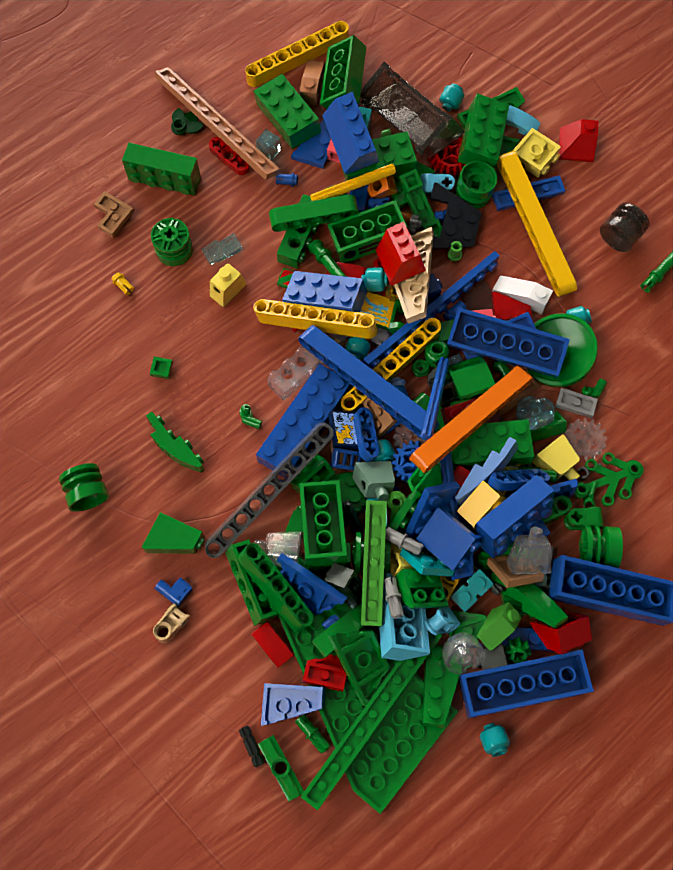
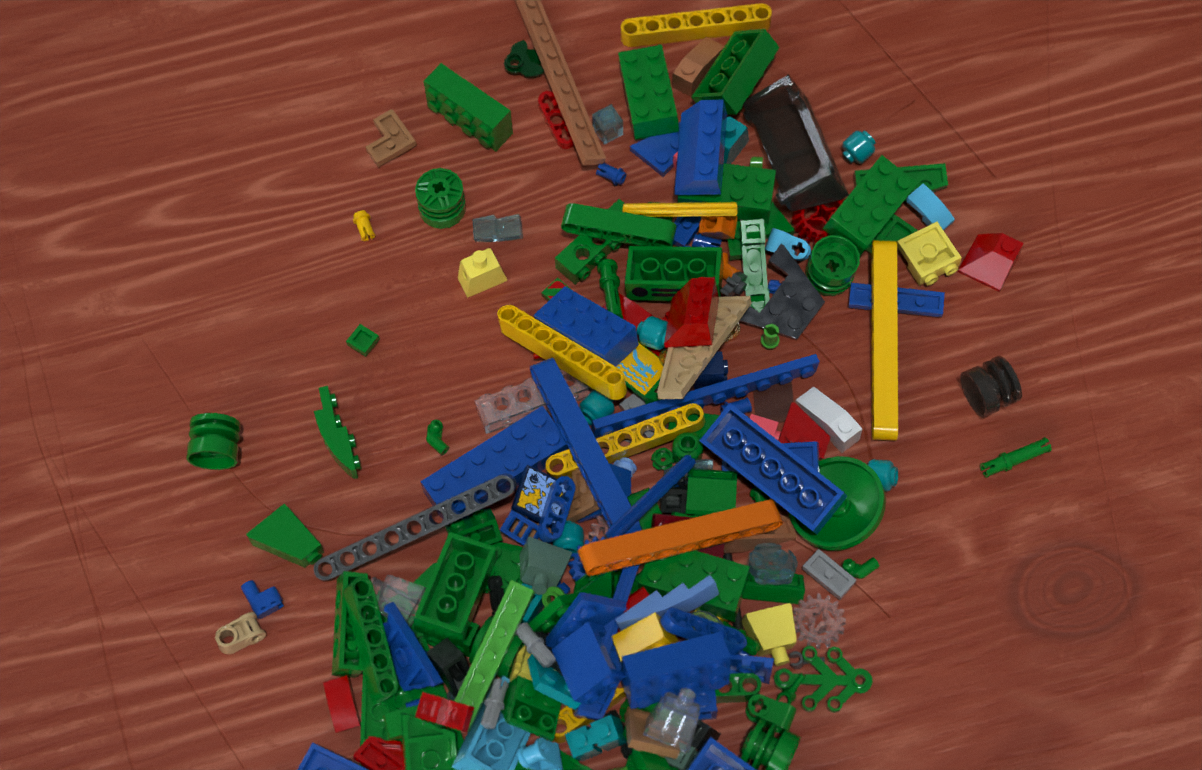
camera: 25 degrees right, 5 degrees down
(359, 619) = (444, 712): none -> red slope

